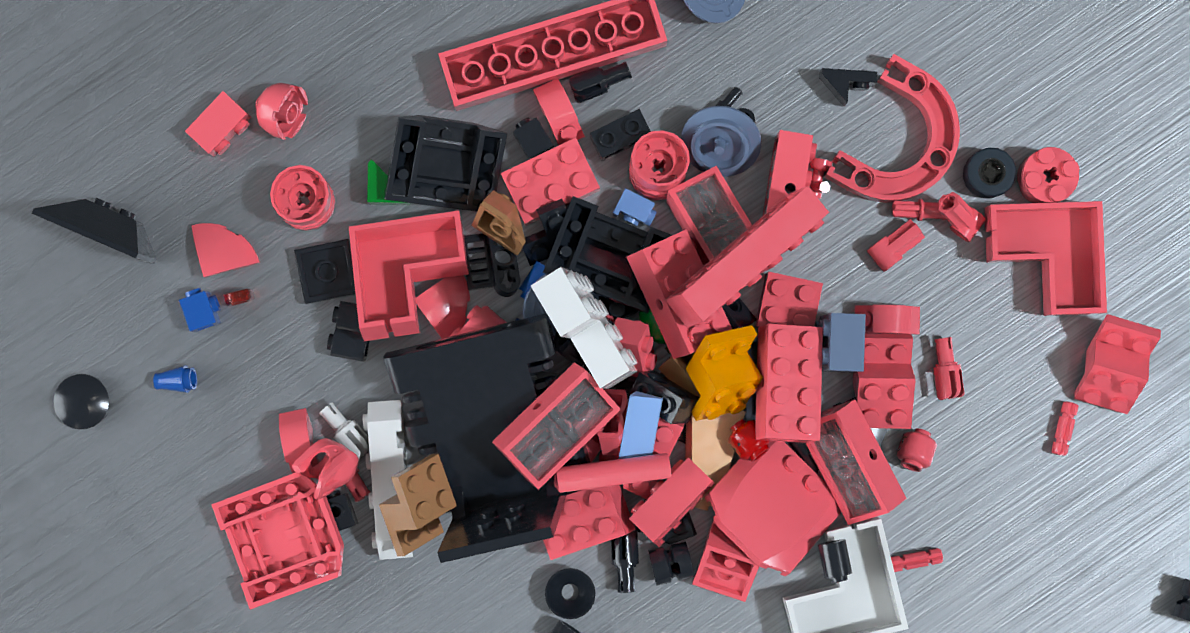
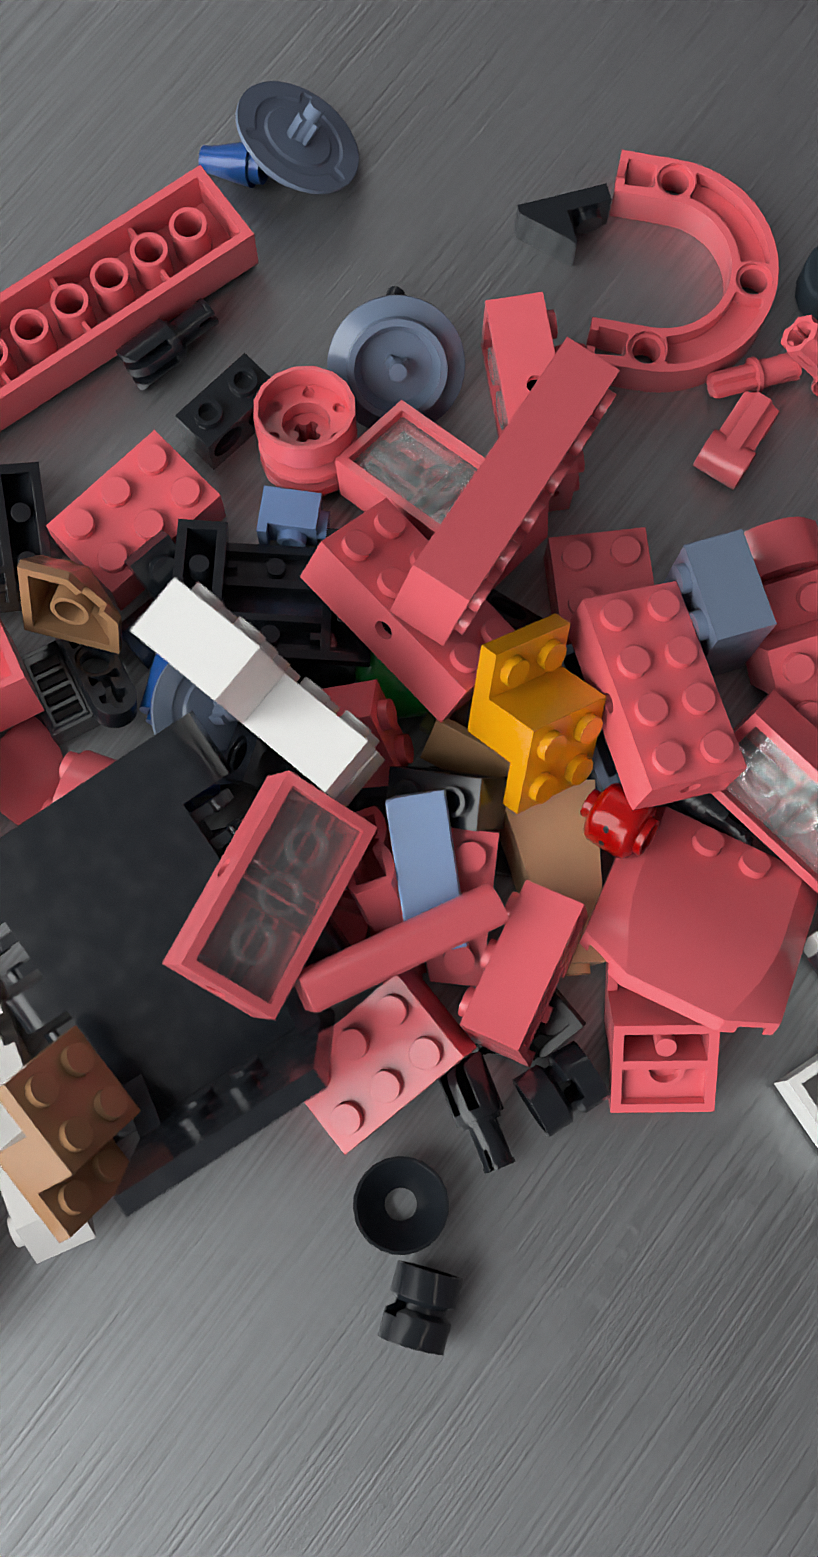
camera: 20 degrees left, 10 degrees down
(532, 137) = (81, 457): black brick -> none
(558, 111) = (114, 404): coral brick -> none

